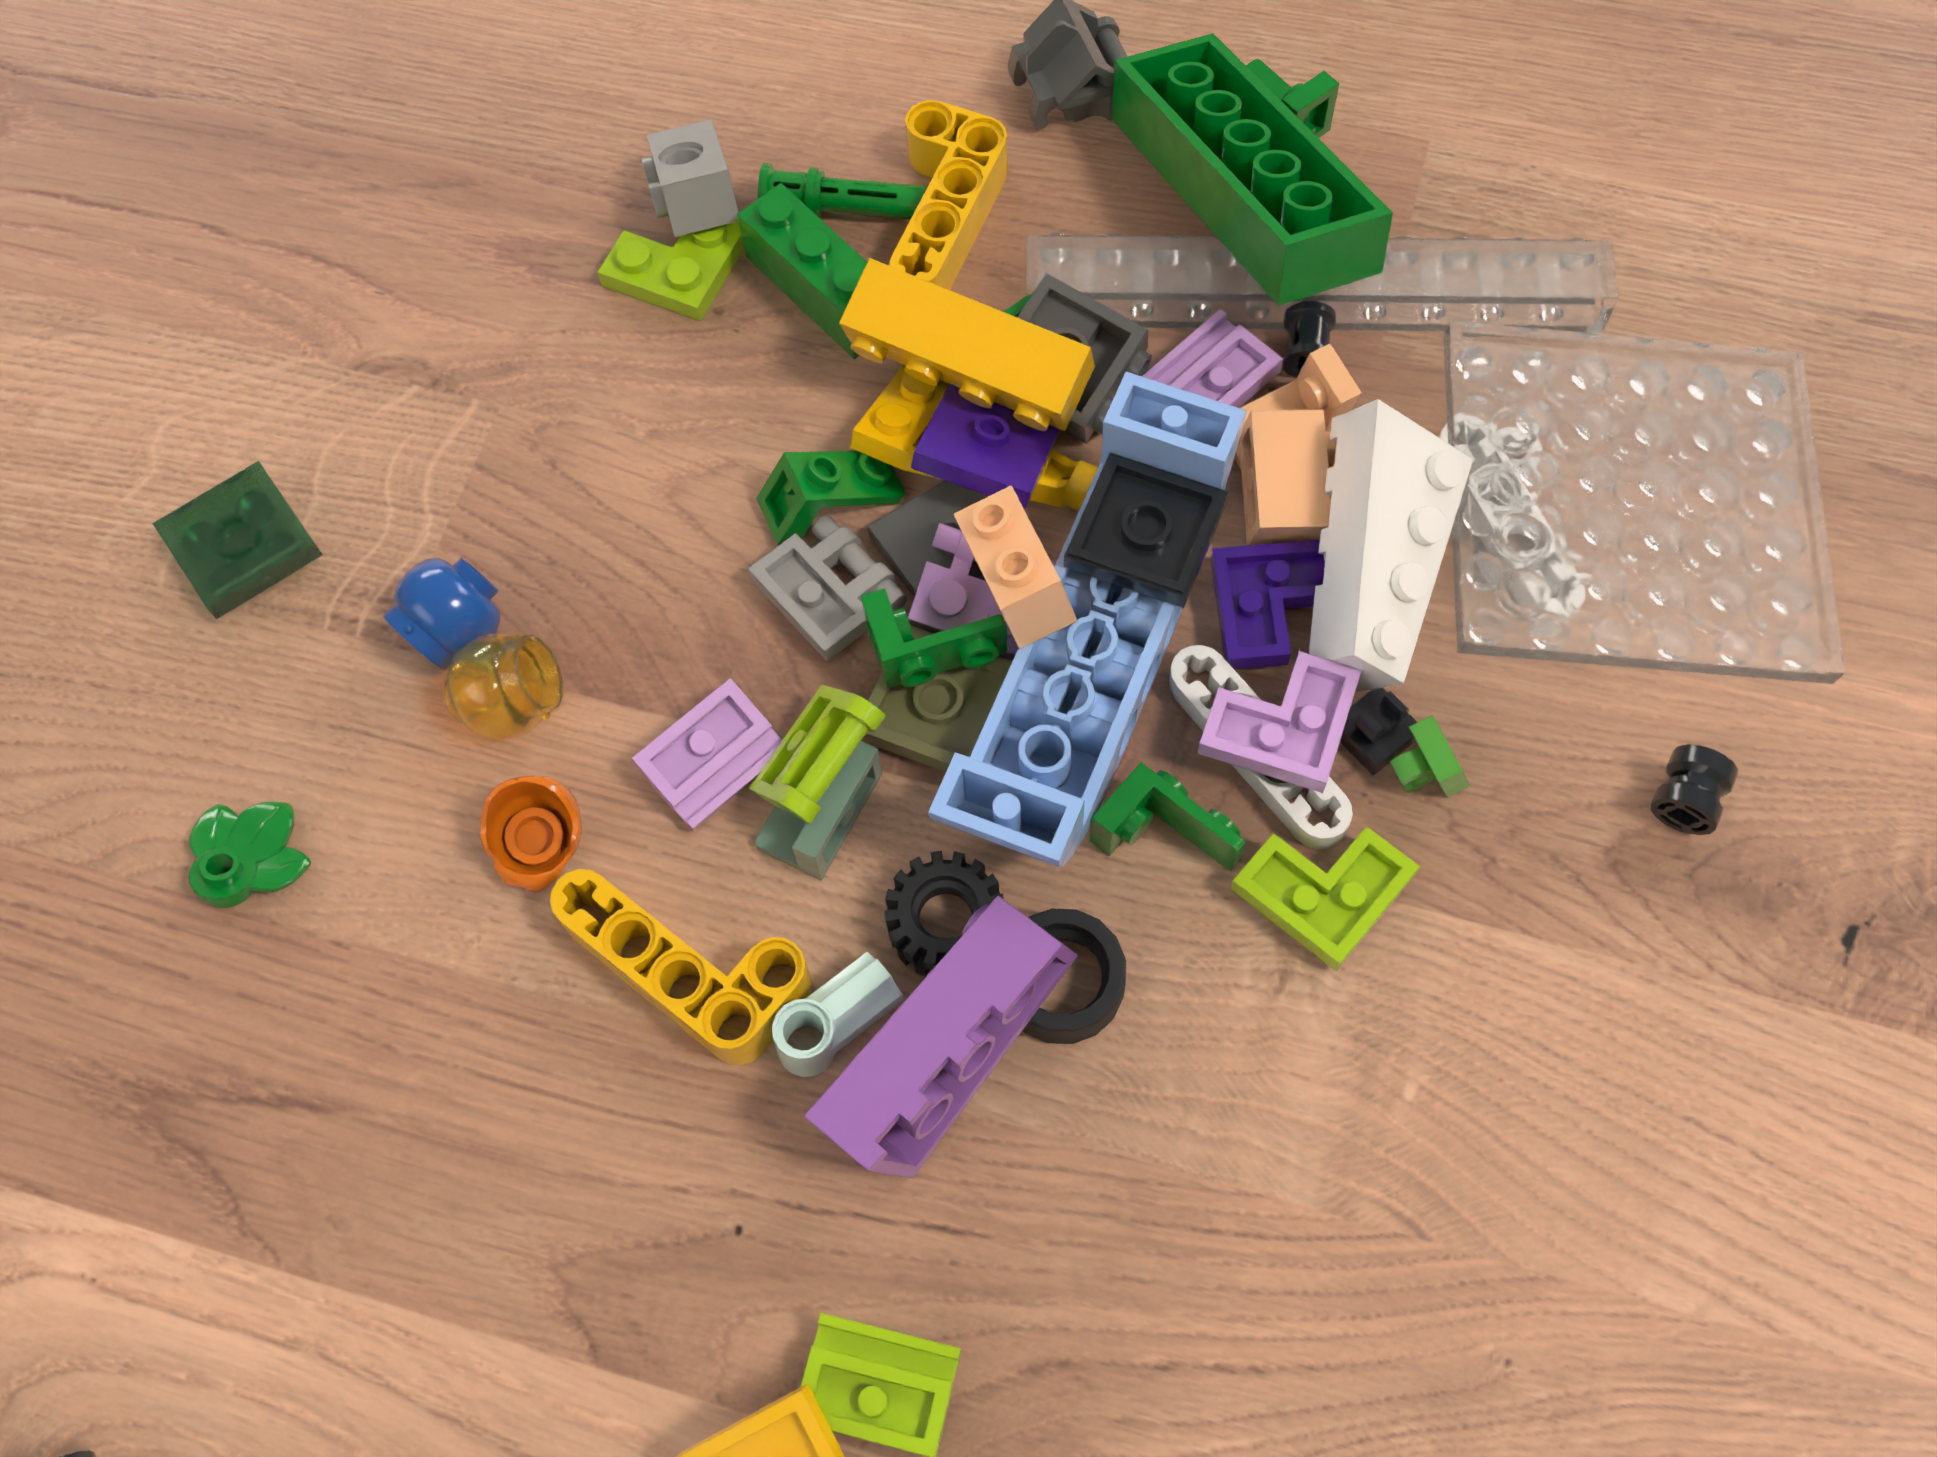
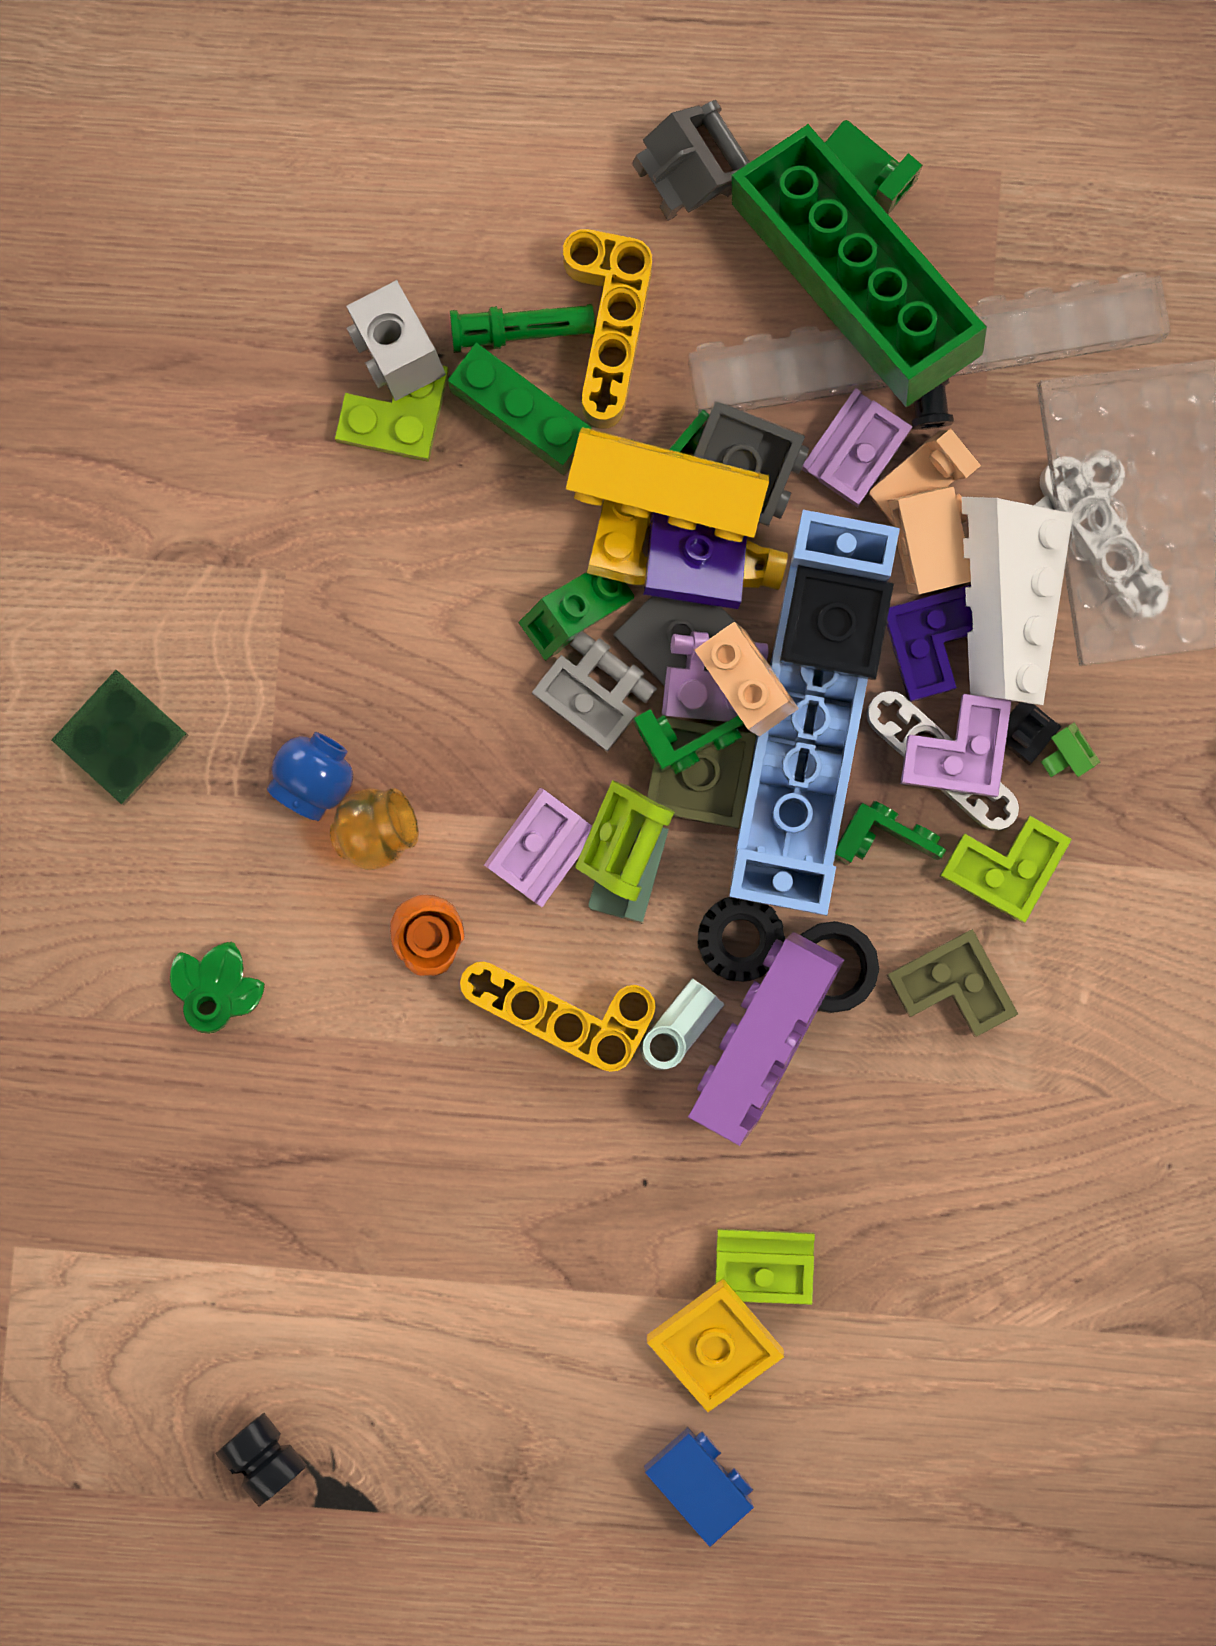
camera: 15 degrees left, 20 degrees up
(1234, 1013) = (956, 970): none -> olive plate

